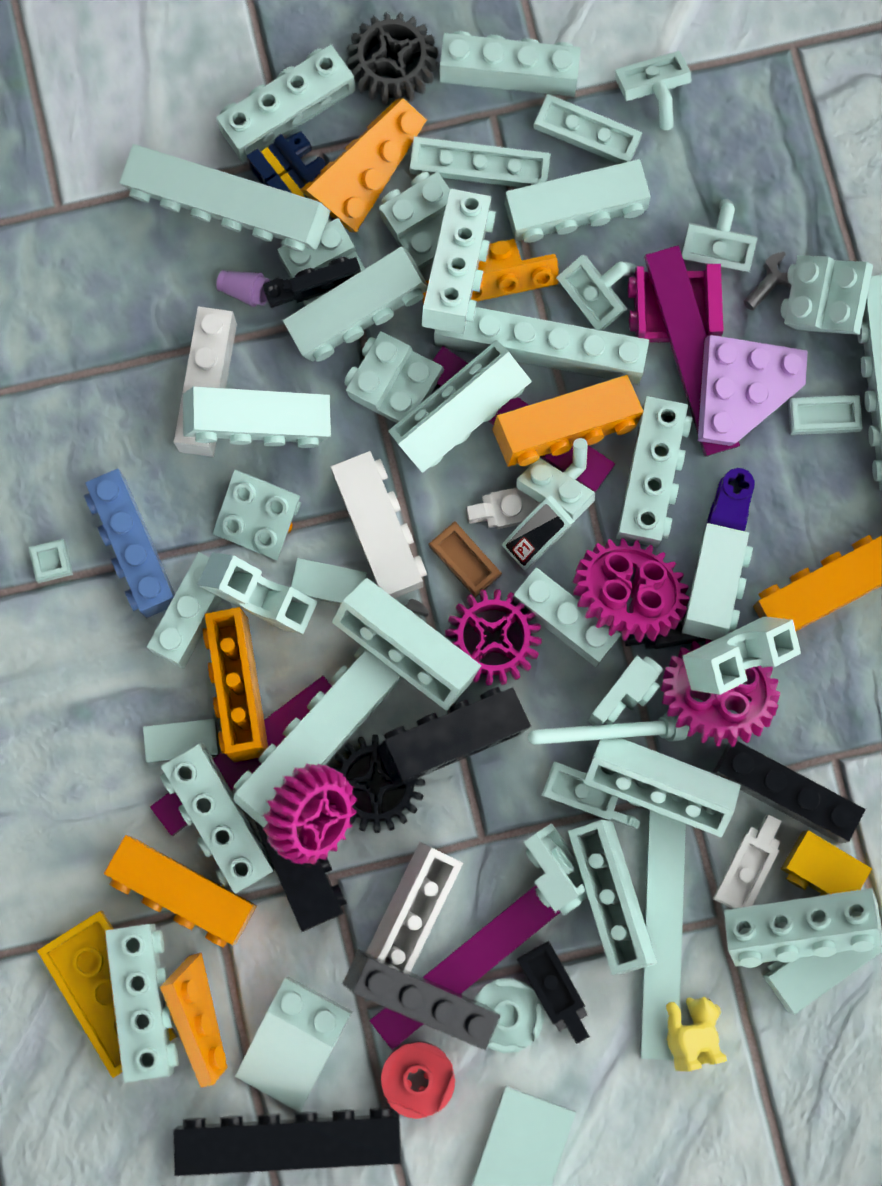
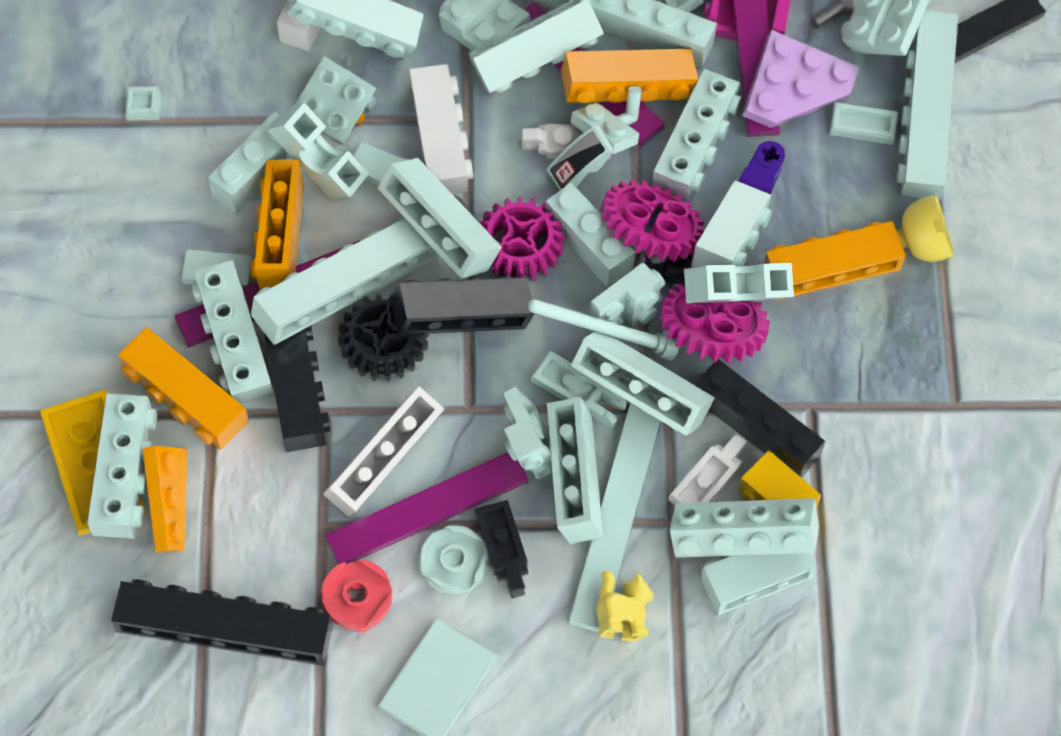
camera: 10 degrees right, 15 degrees down
(132, 544) = (217, 96): medium blue brick -> none
(293, 1043) = (251, 537): light aqua slope -> none
(309, 813) = (318, 308): dark pink gear -> none
(421, 999) = (377, 510): black brick -> none
(465, 559) = (510, 173): medium nougat tile -> none

